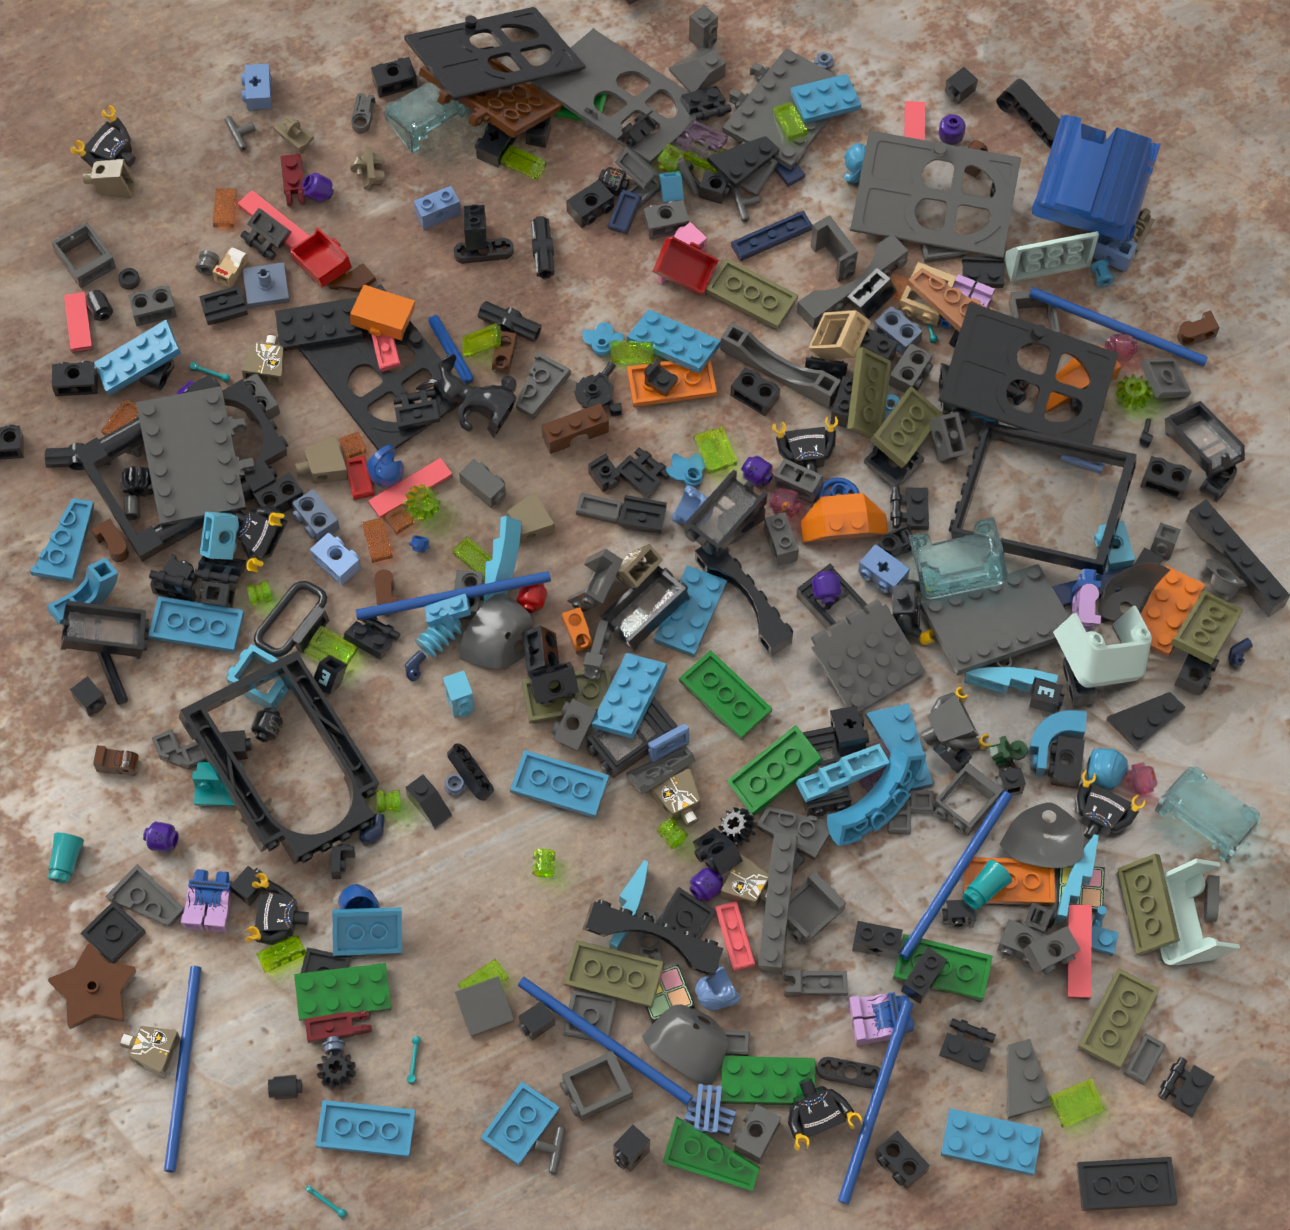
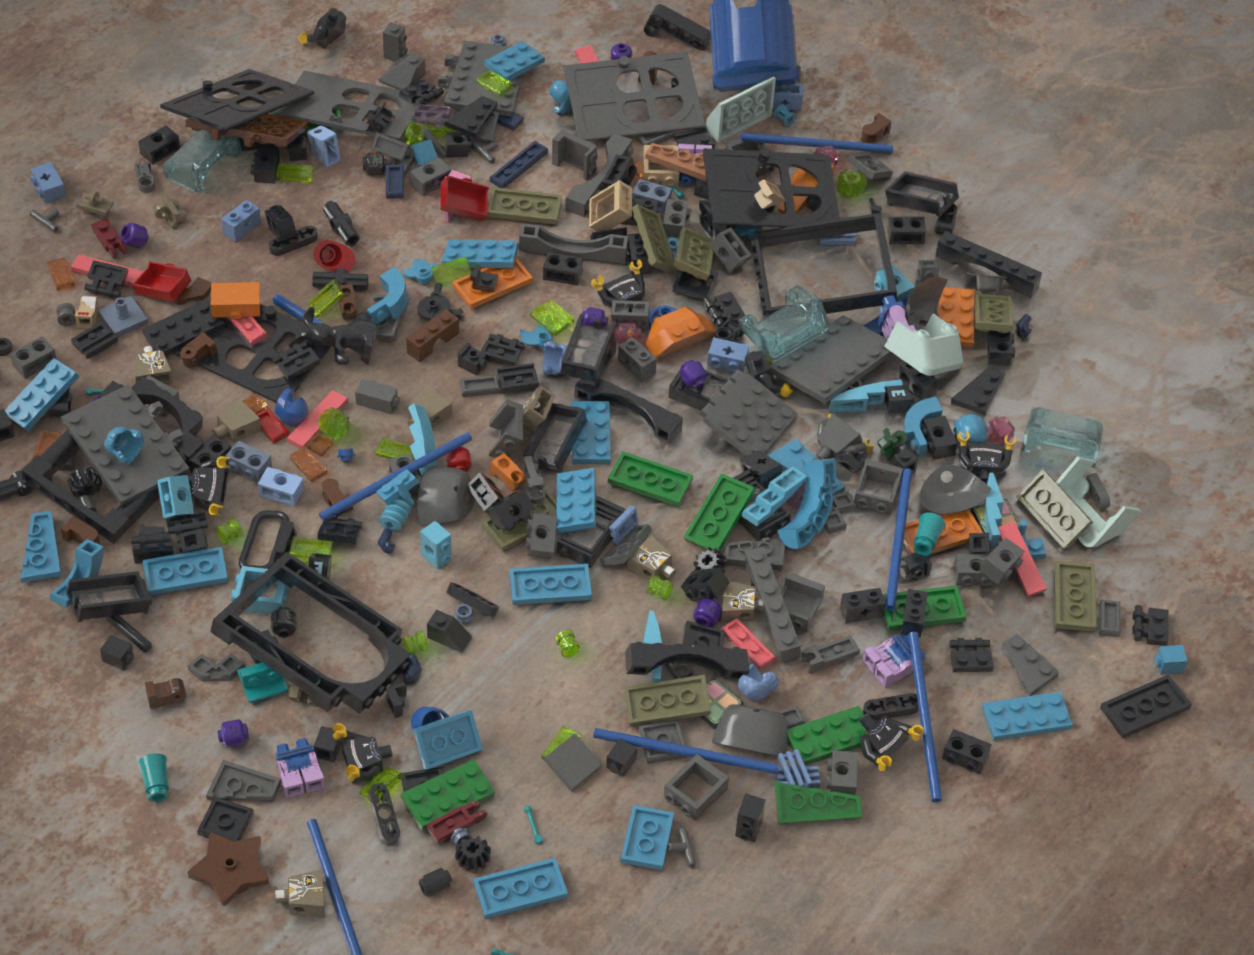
camera: 25 degrees left, 15 degrees down
(184, 461) = (124, 444): none -> dark azure hair
(275, 972) = (393, 827): none -> black beam
(320, 358) = (198, 349): none -> reddish brown leg
(514, 289) = (333, 255): none -> red piece
(553, 370) = (395, 300): none -> dark azure arch
(565, 129) = (324, 145): none -> light blue torso
(594, 194) = (364, 183): black brick -> none
(961, 85) = (612, 26): black brick -> none
(1020, 386) = (768, 194): none -> tan slope
(1076, 1102) = (1076, 664): clear neon green plate -> none
(1183, 1139) = (1171, 659): none -> dark azure brick

